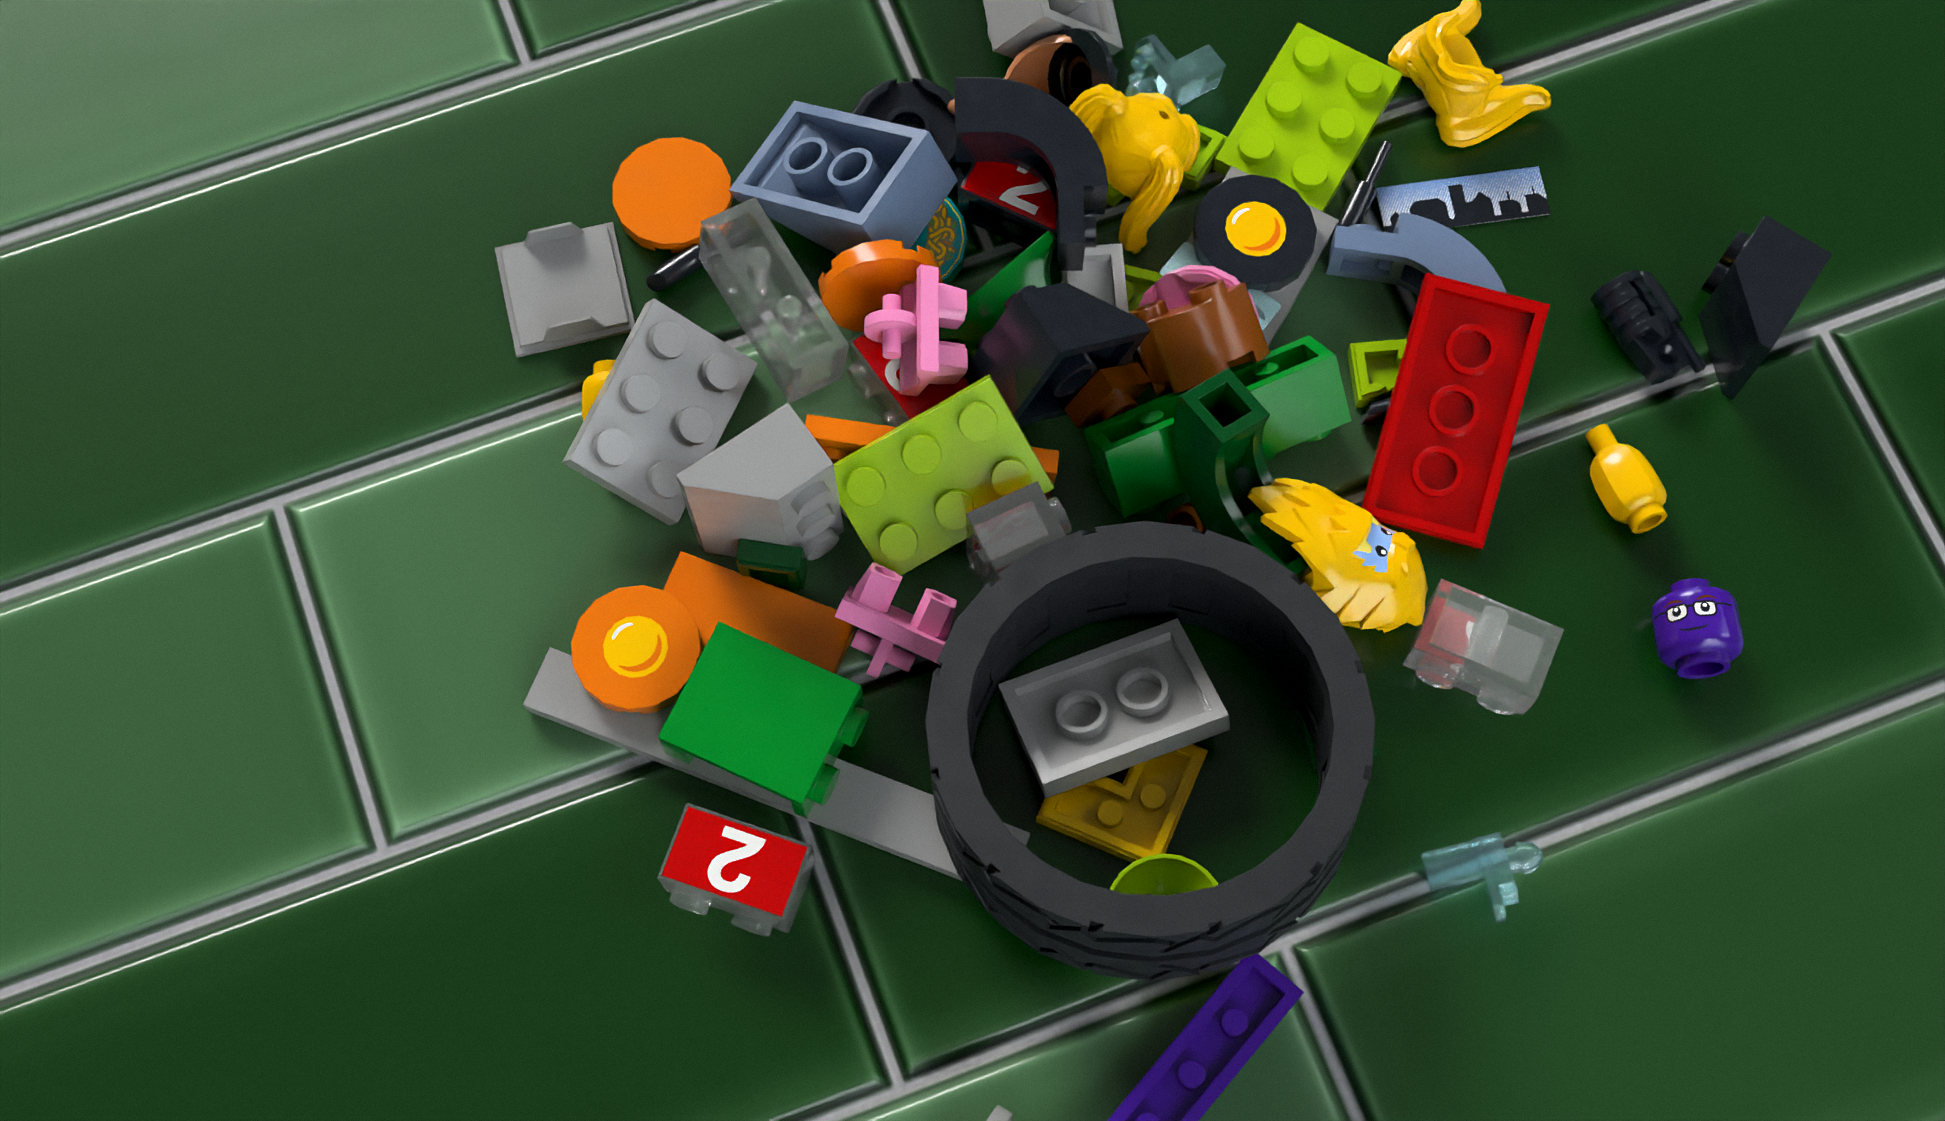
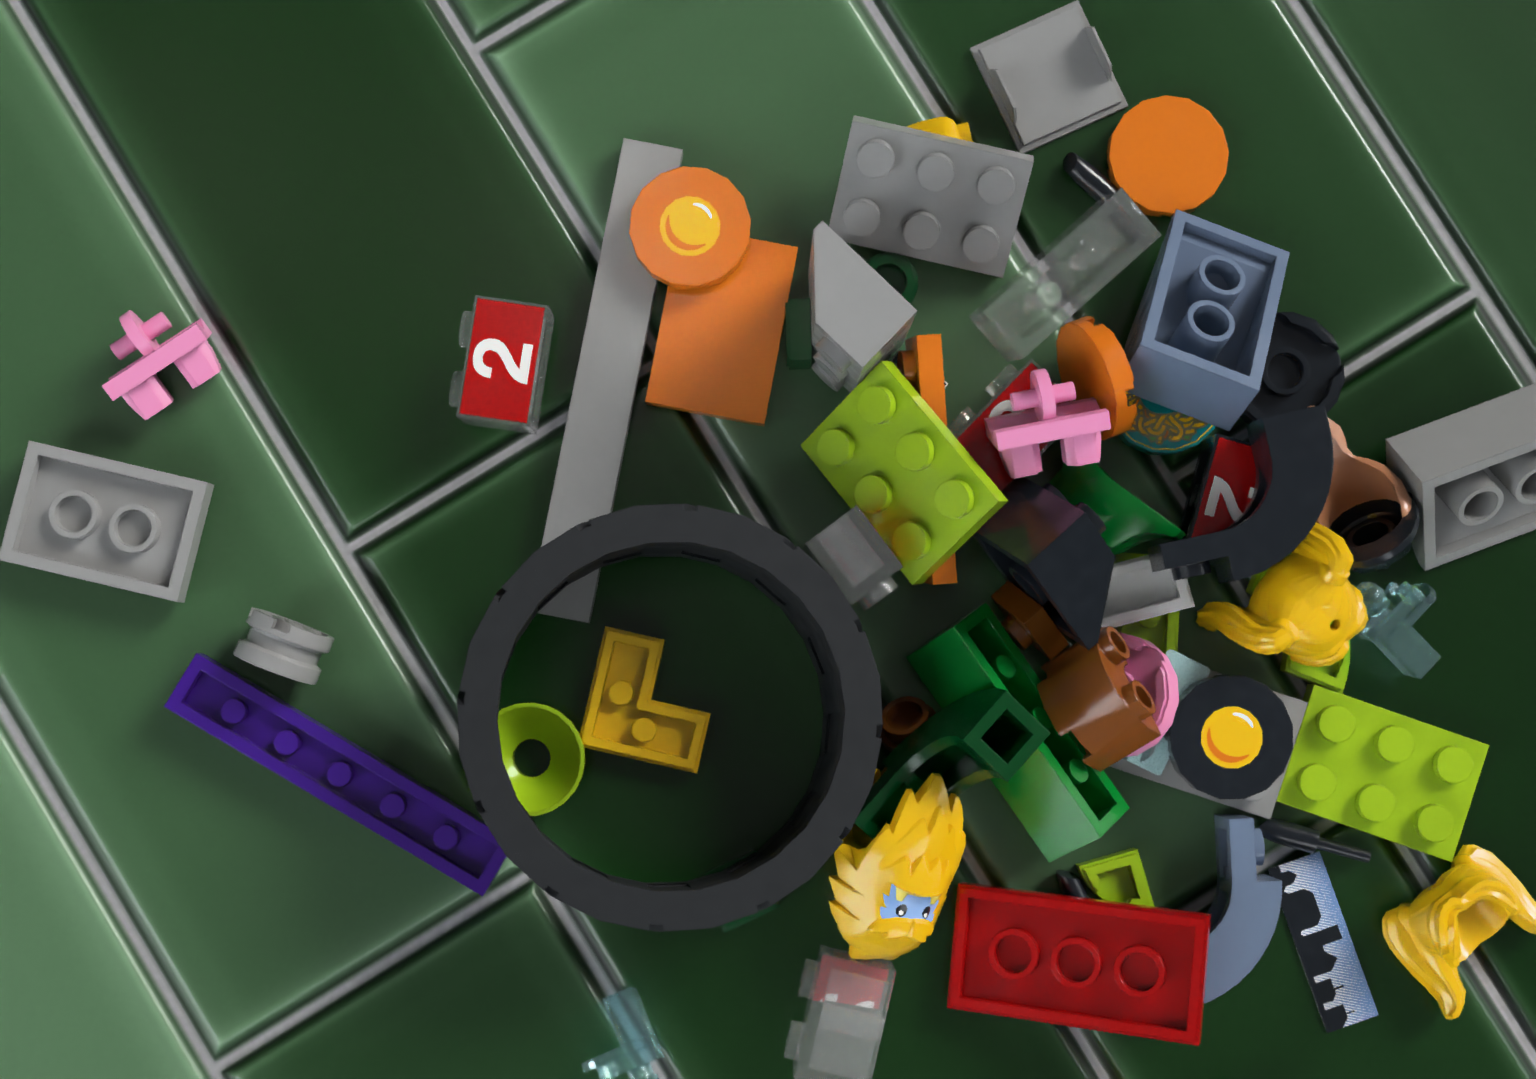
camera: 75 degrees right, 15 degrees up
(765, 718) = (637, 358): green panel -> none
(871, 610) = (756, 460): bright pink hips -> none
(1113, 707) = (716, 678): light grey plate -> none

